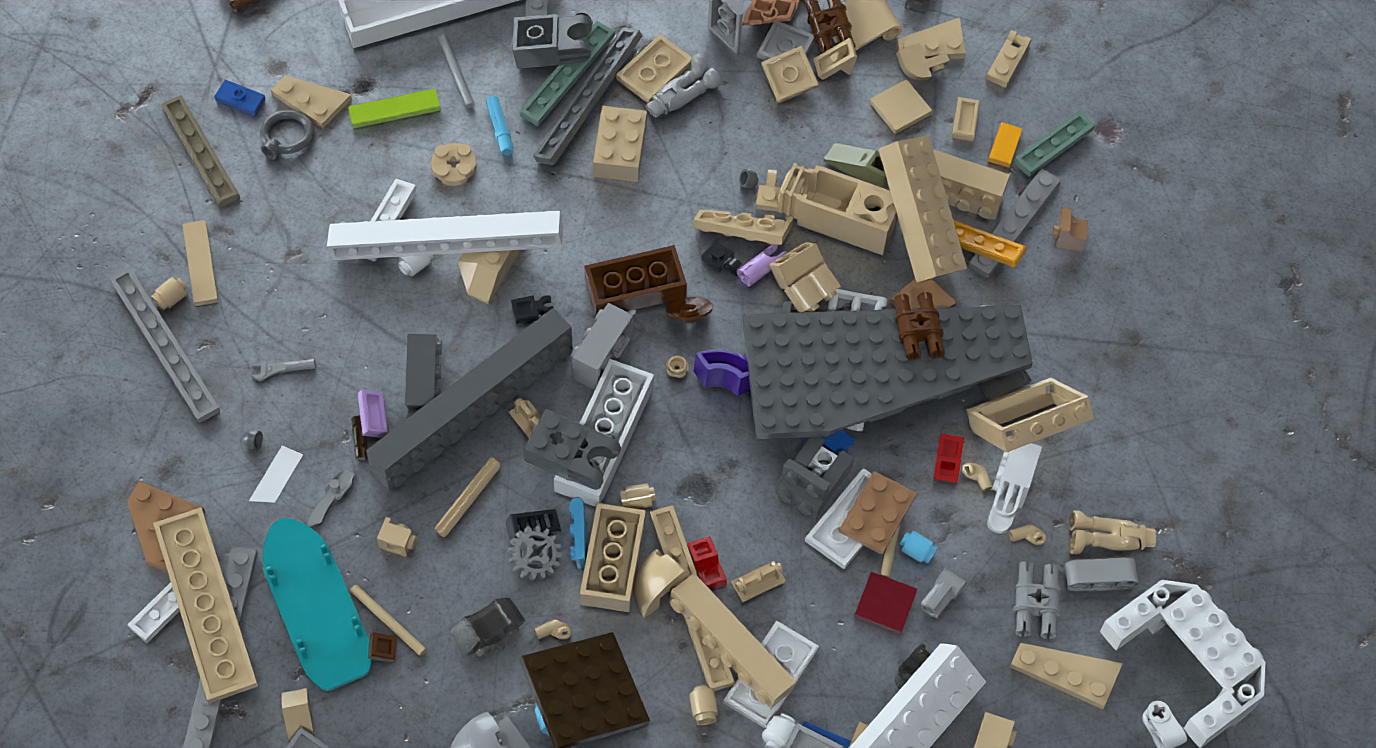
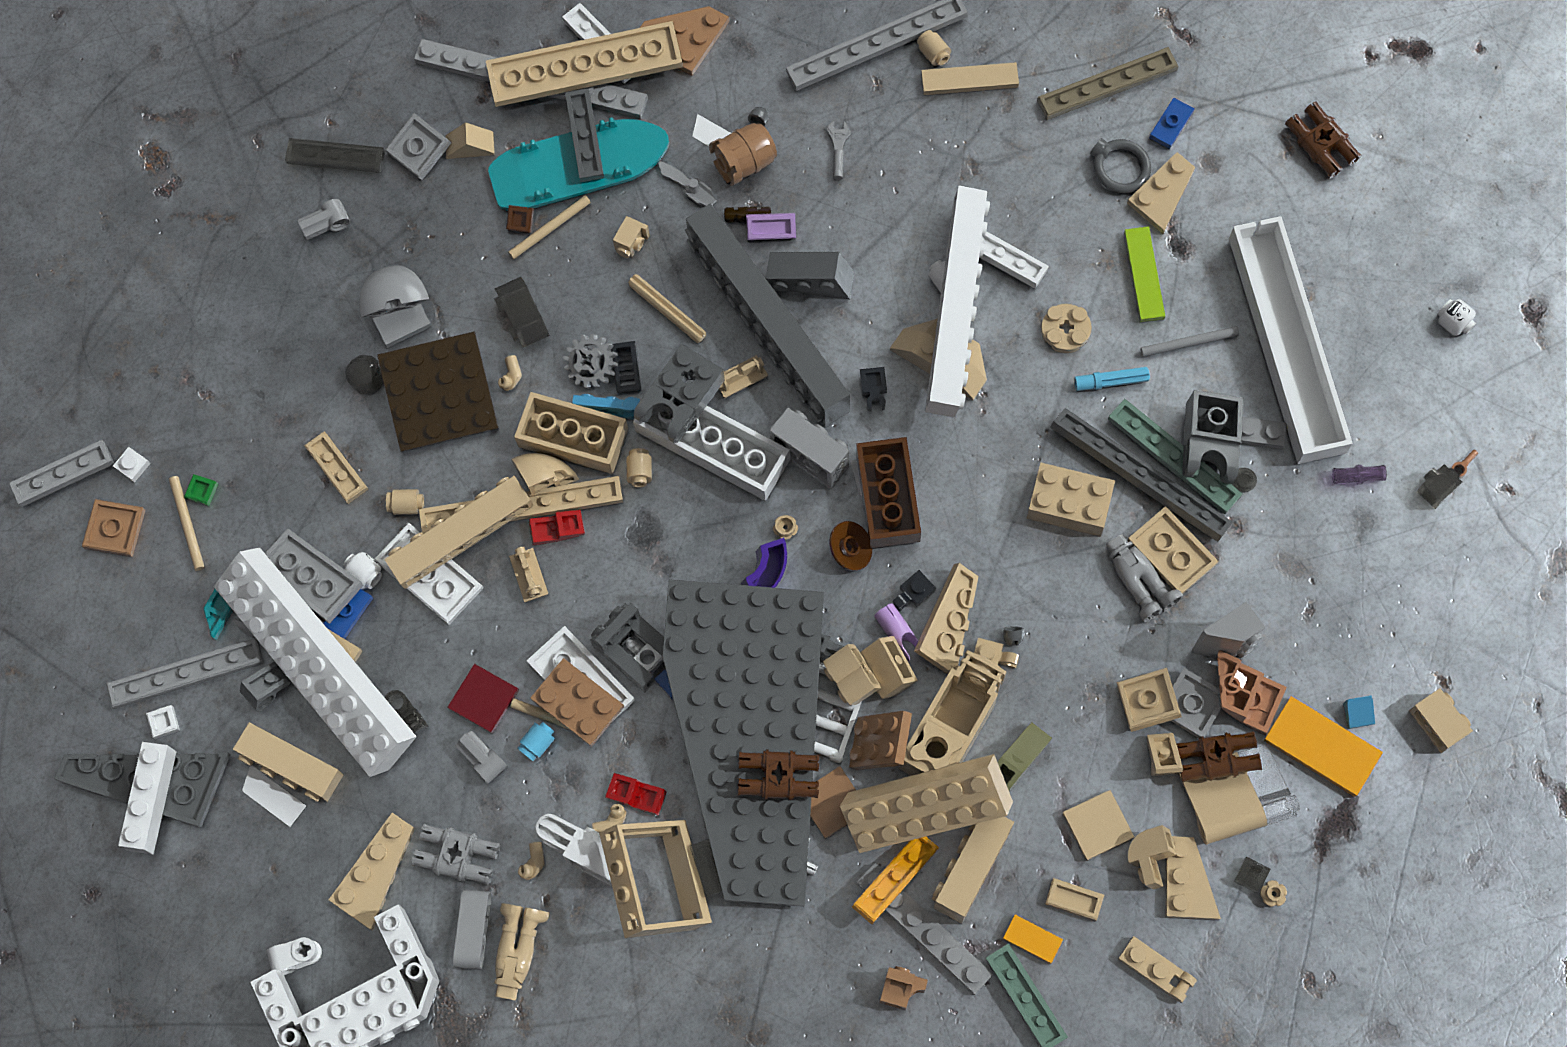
camera: 105 degrees right, 10 degrees up
(286, 593) = (584, 135): none -> dark grey plate
(298, 442) = (743, 152): none -> medium nougat piece
(869, 258) = (880, 740): none -> medium nougat plate

